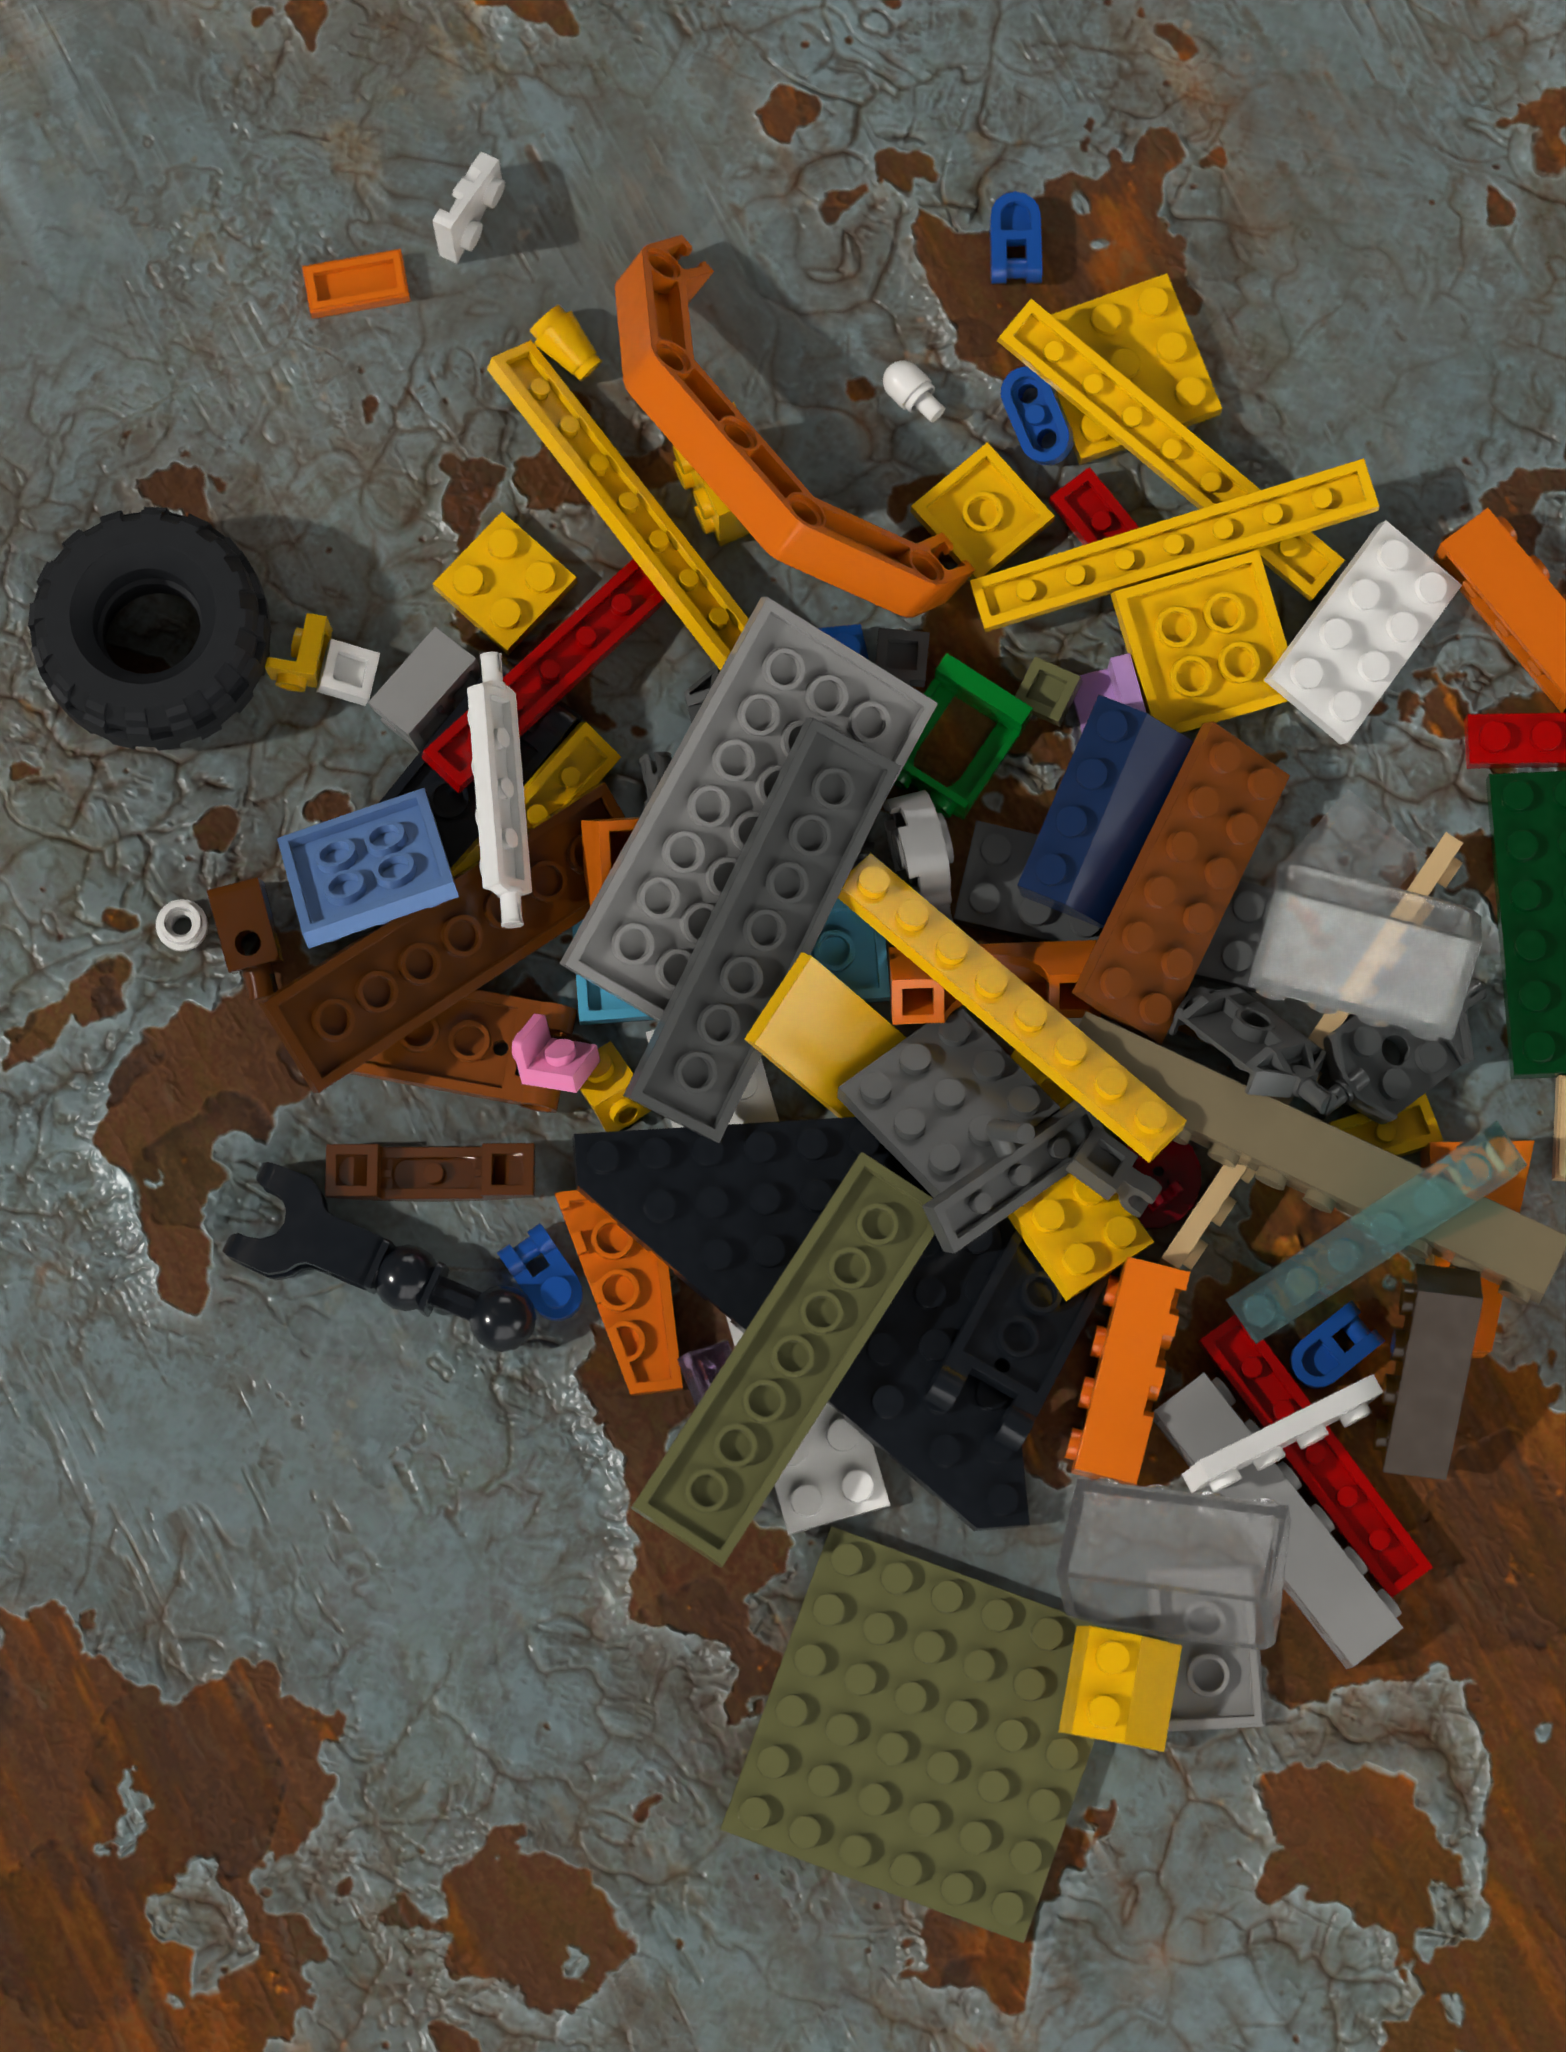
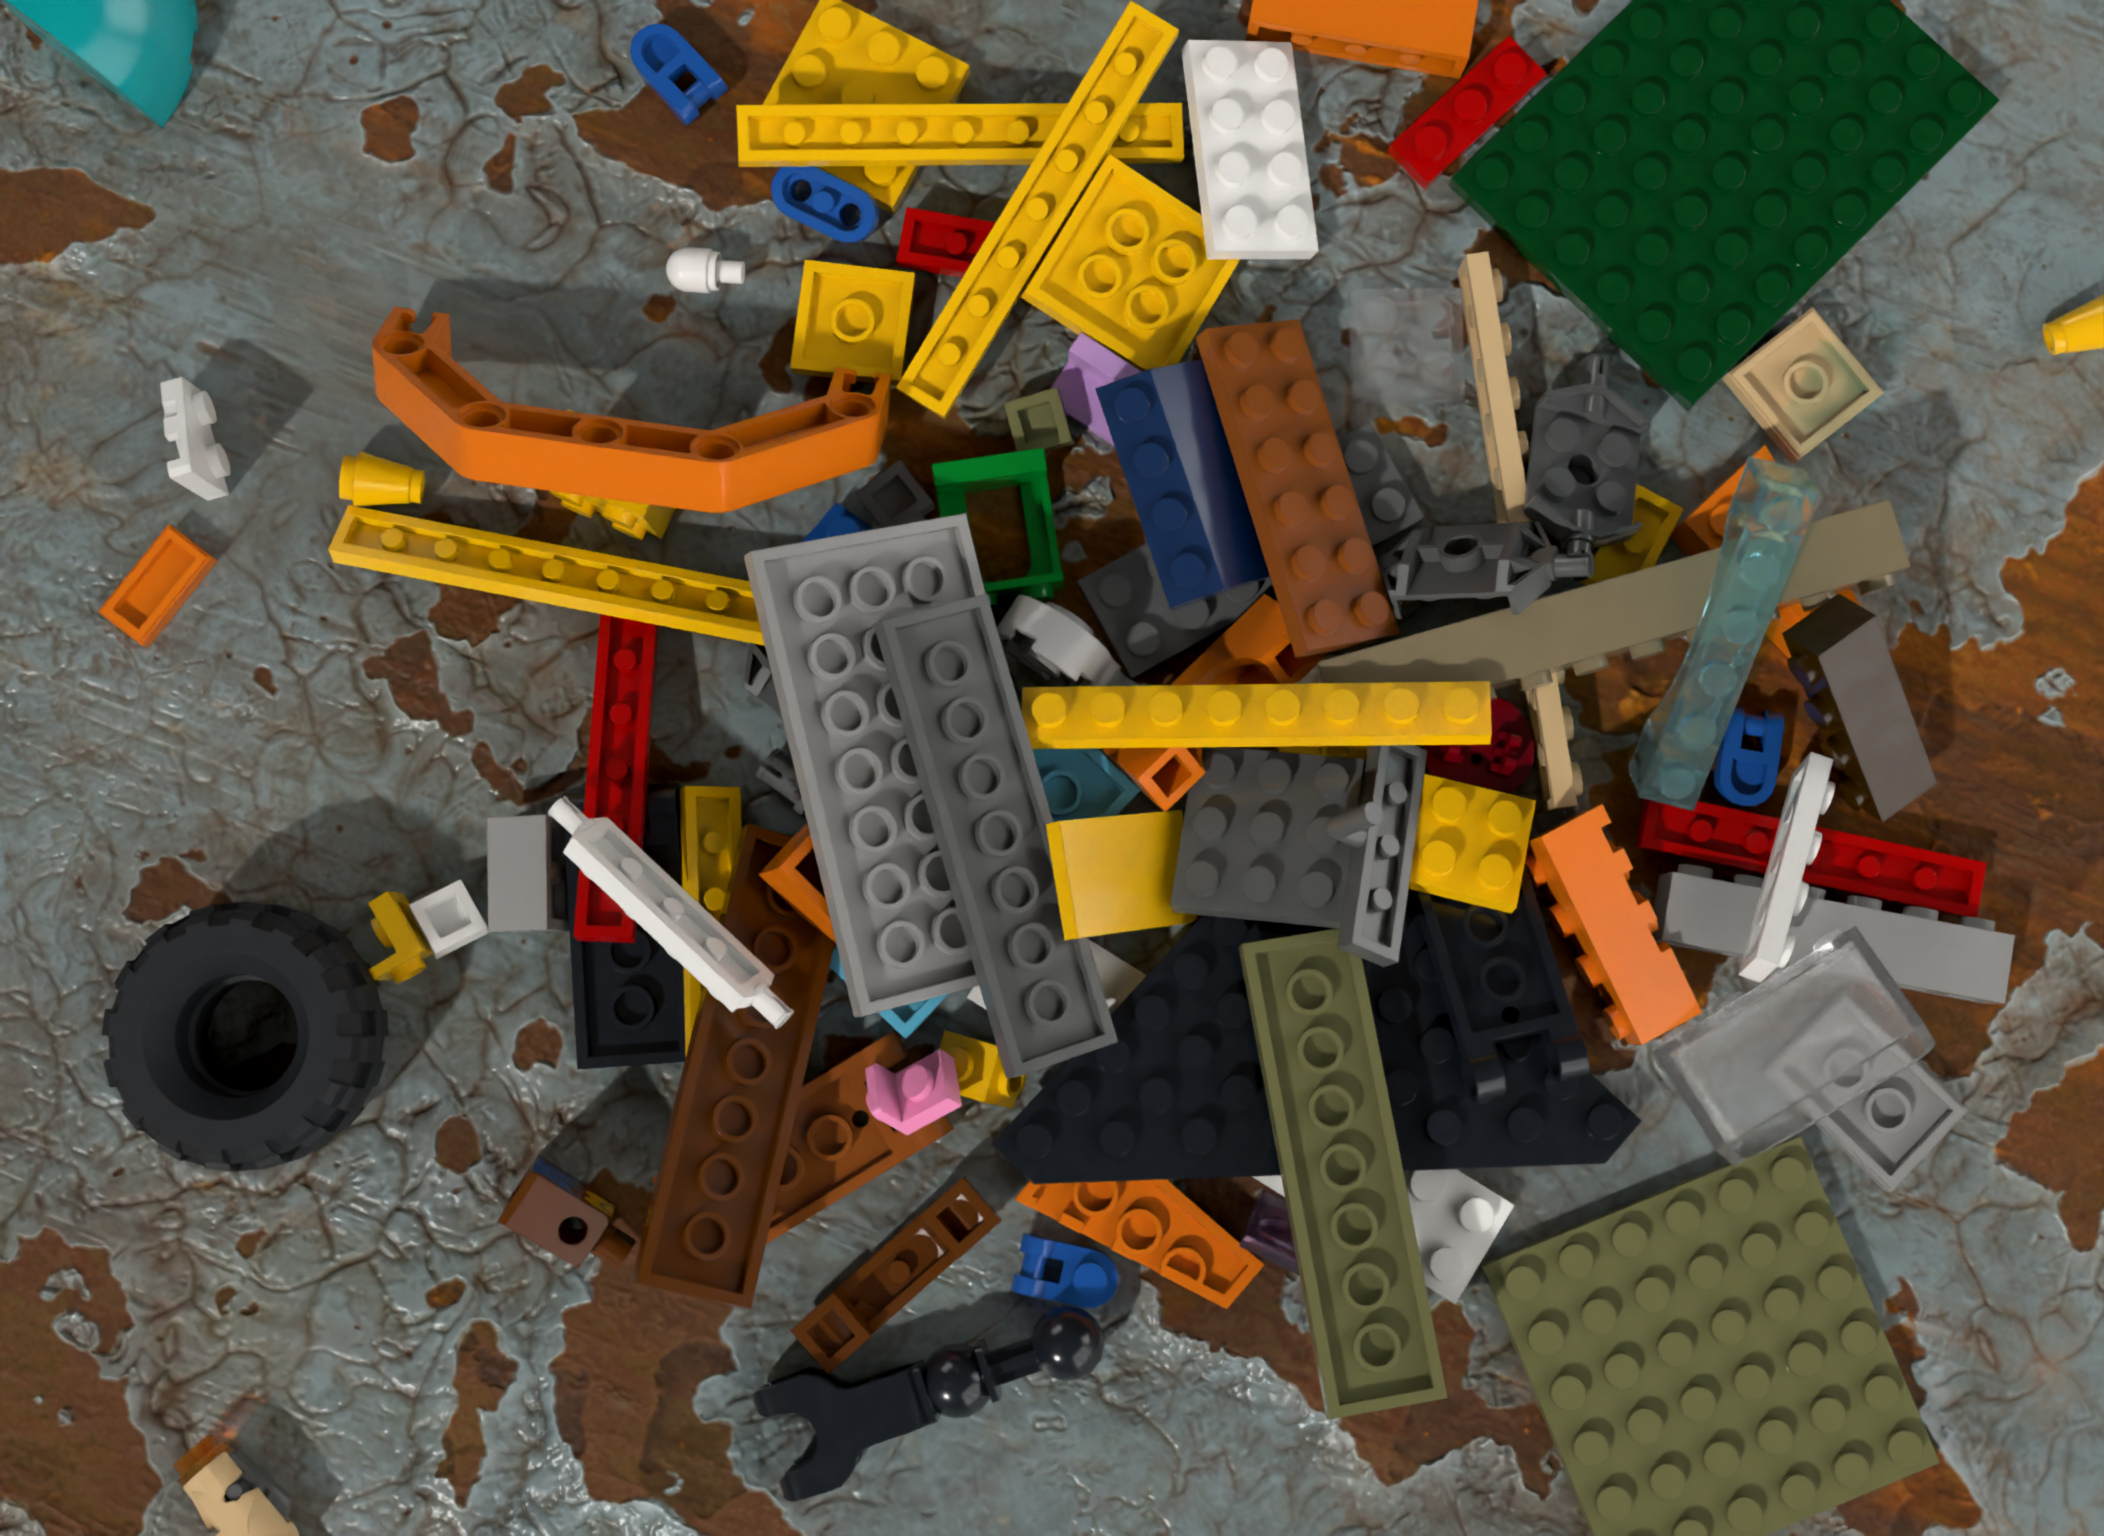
camera: 40 degrees left, 5 degrees up
(177, 910) = (486, 1262): white plate -> none
(367, 868) = (616, 1079): medium blue plate -> none
(505, 583) = (511, 727): yellow plate -> none
(1108, 1169) = (1453, 778): dark grey plate -> none
(1120, 1688) = (1837, 1194): yellow slope -> none
(1366, 950) = (1500, 406): clear windscreen -> none

